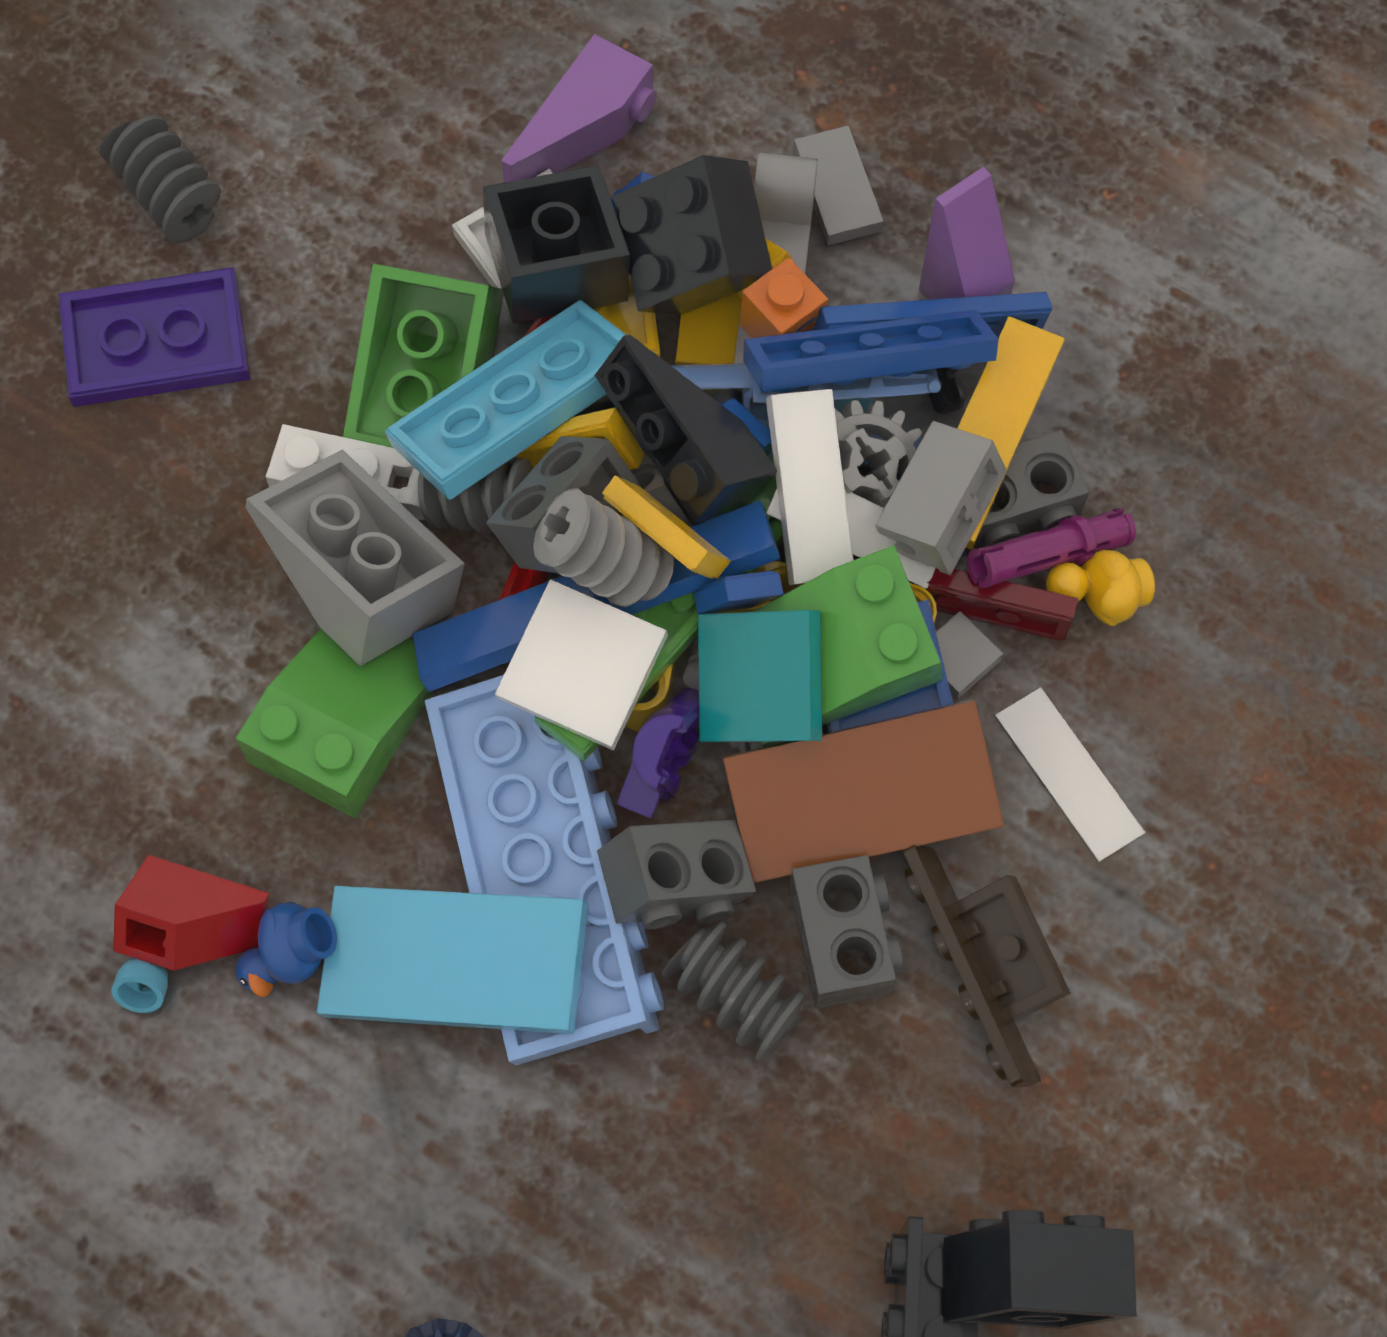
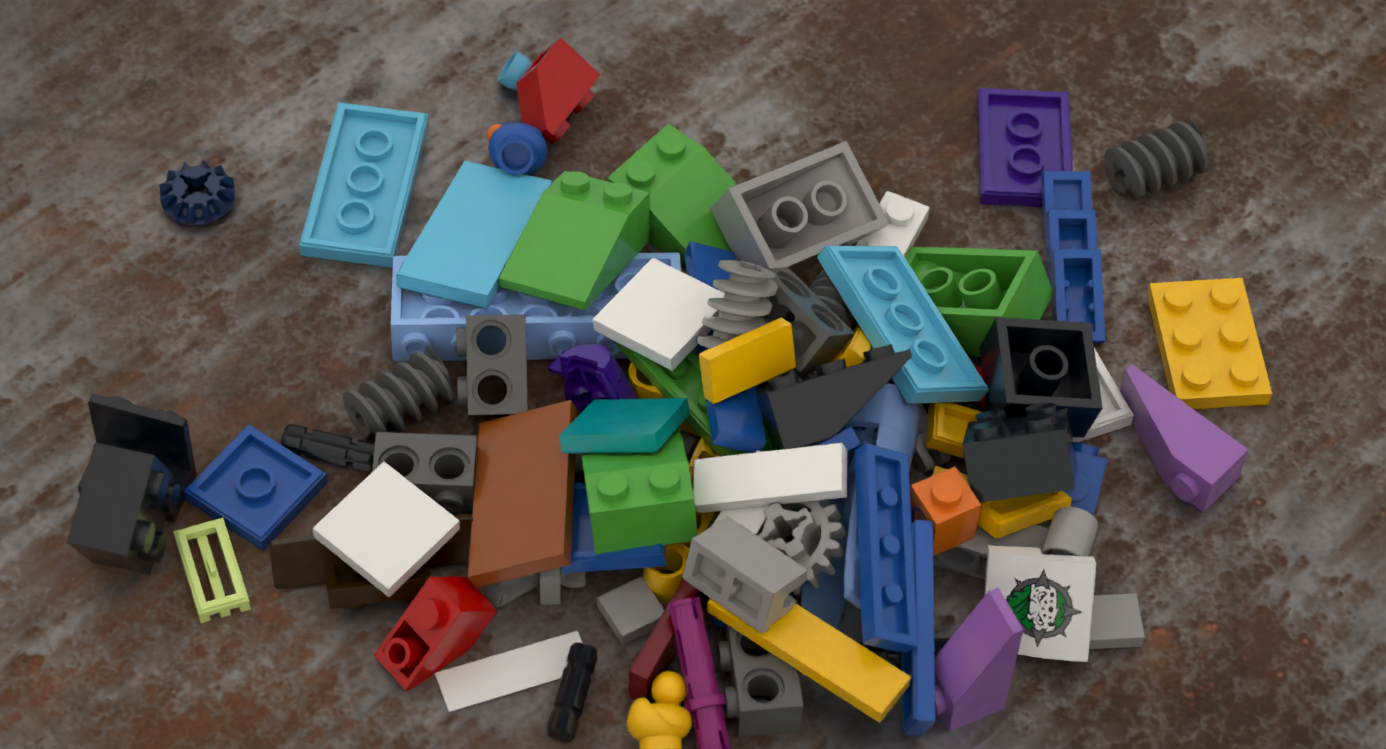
camera: 100 degrees right, 15 degrees down
(326, 257) = (1072, 250): none -> blue slope
(374, 1144) = (364, 185): none -> medium azure tile
(421, 108) = (1209, 343): none -> yellow plate
(460, 813) = (578, 240): none -> bright green slope
(738, 592) = (694, 419): blue tile -> none
(823, 1067) = (329, 447): none -> black axle
(861, 217) = (1047, 597): none -> white slope
(904, 1146) = (256, 487): none -> blue tile
(968, 937) = (386, 529): none -> white tile
(1062, 860) = (435, 629): none -> red slope
(1089, 694) = (572, 692): none -> black axle
(1089, 1134) = (221, 604): none -> yellowish green tile

